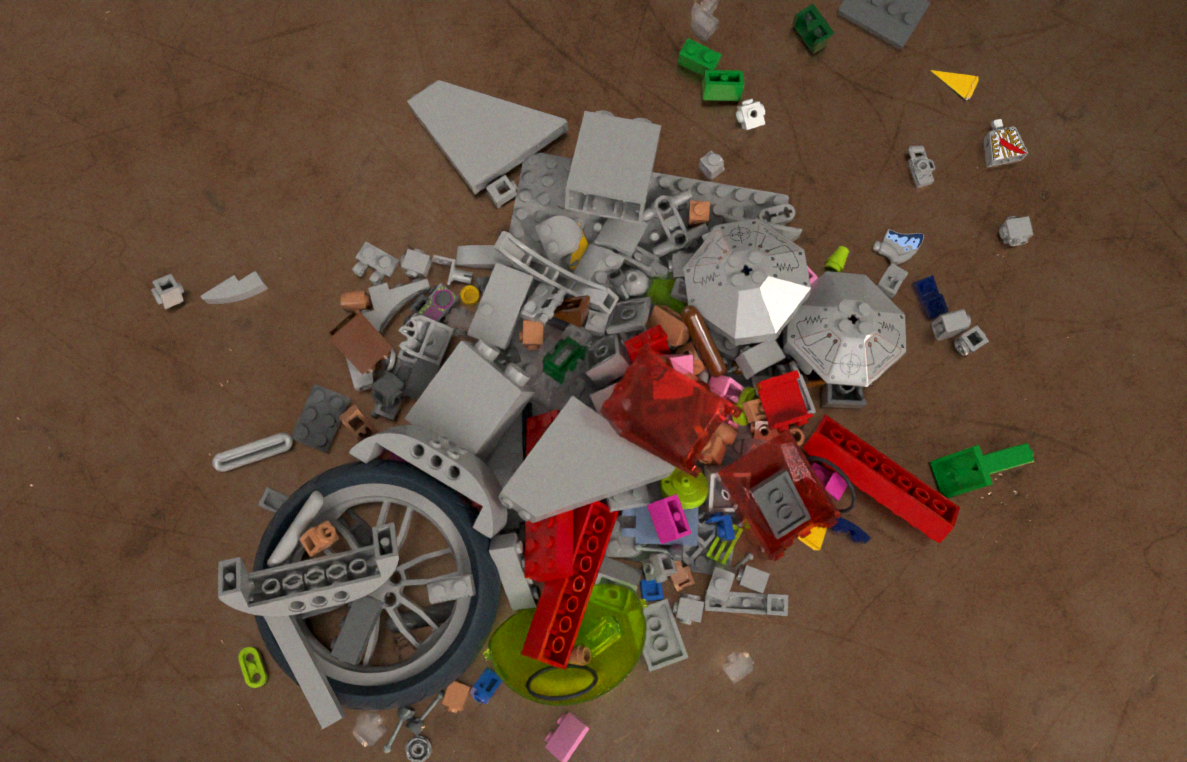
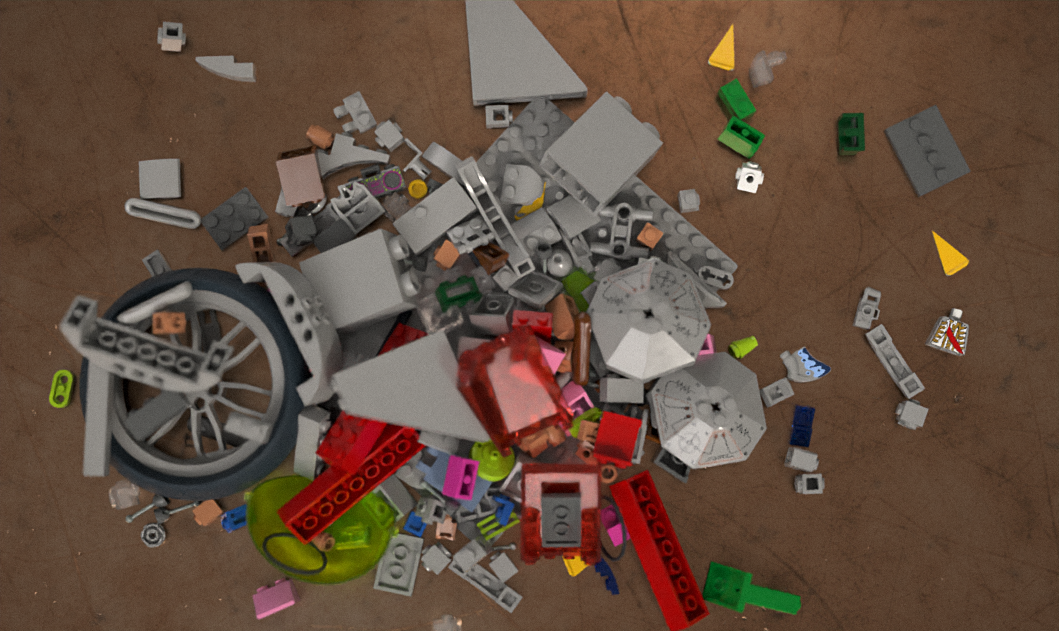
camera: 30 degrees right, 5 degrees up
(231, 423) = (159, 179): none -> light grey slope
(662, 28) = (724, 53): none -> yellow sticker
(972, 197) = (893, 362): none -> light grey slope

